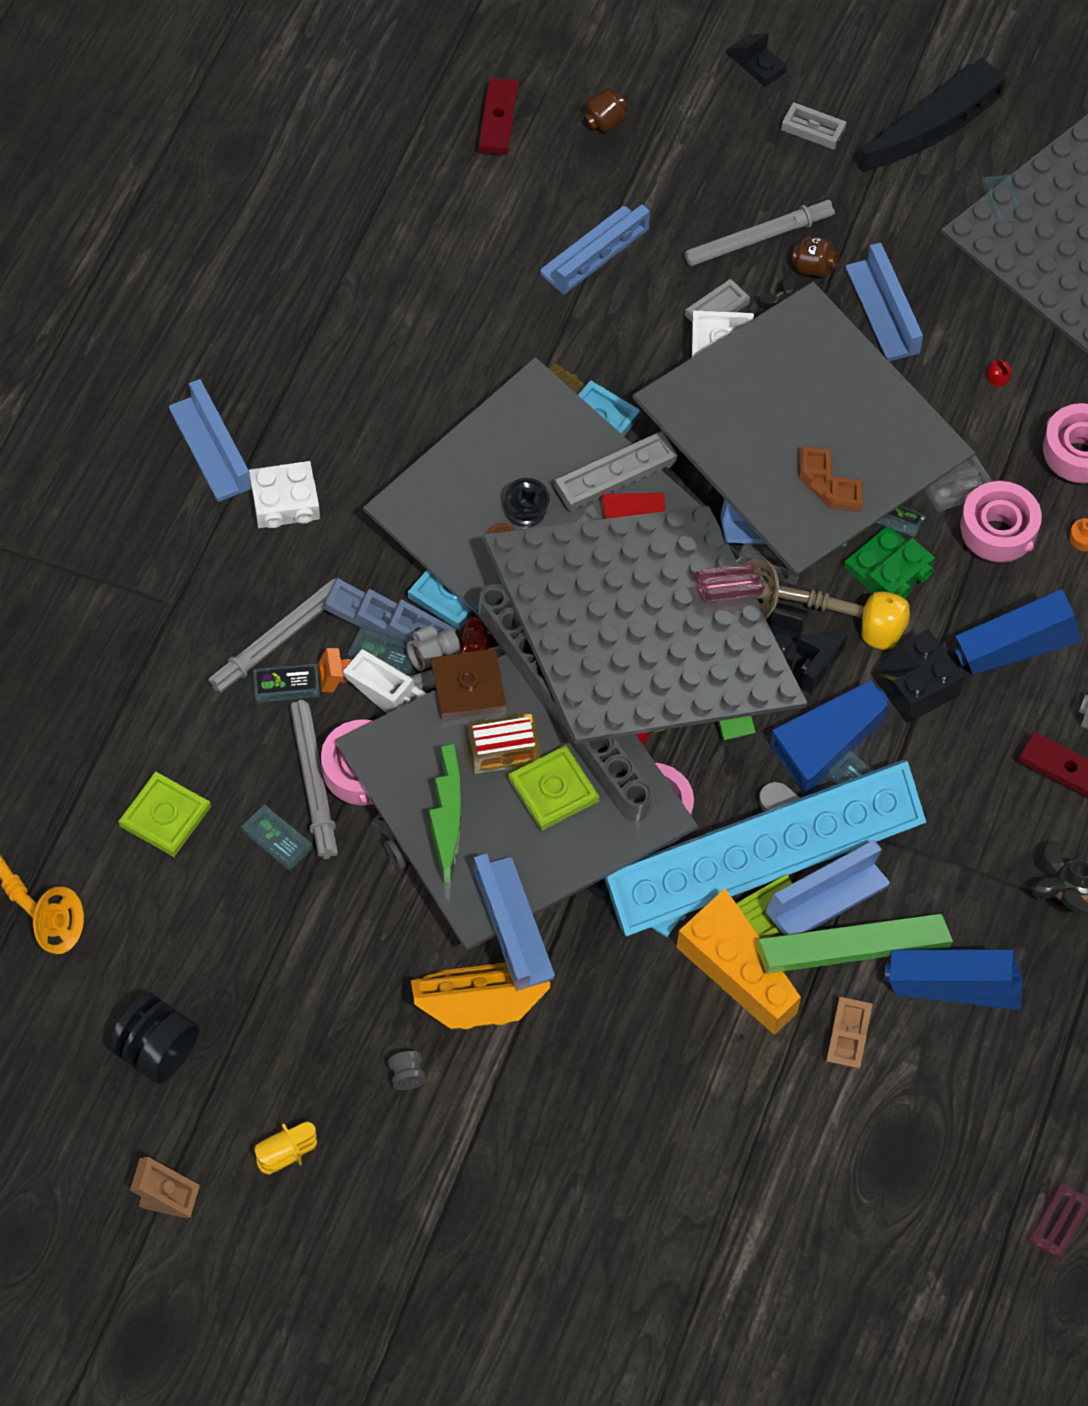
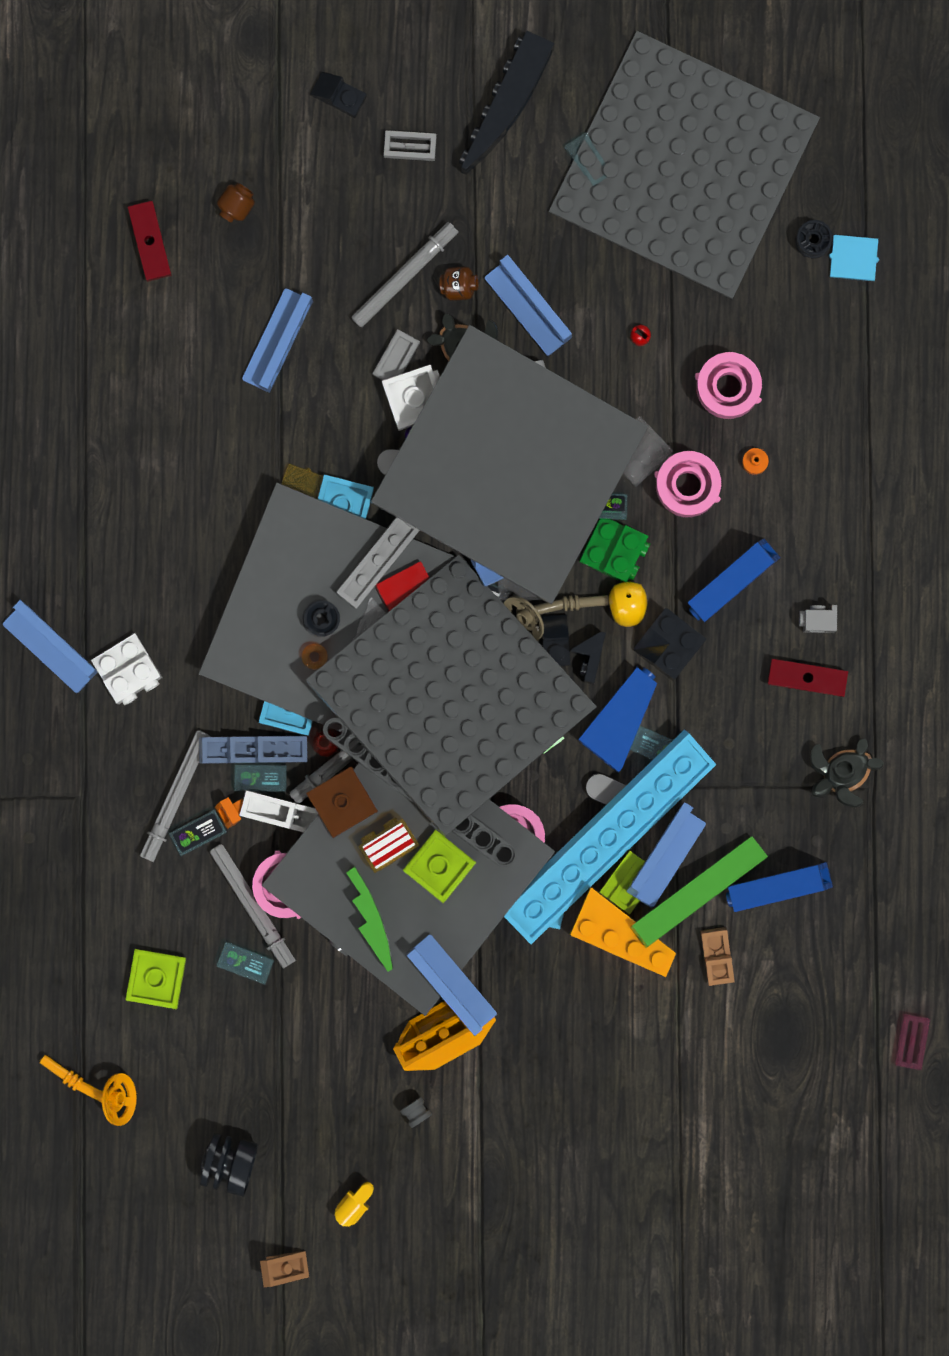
camera: 15 degrees left, 25 degrees up
(430, 644) = (295, 770): light grey piece -> none
(727, 578) = (518, 615): clear pink tile -> none
(834, 492) = (535, 508): dark orange tile -> none

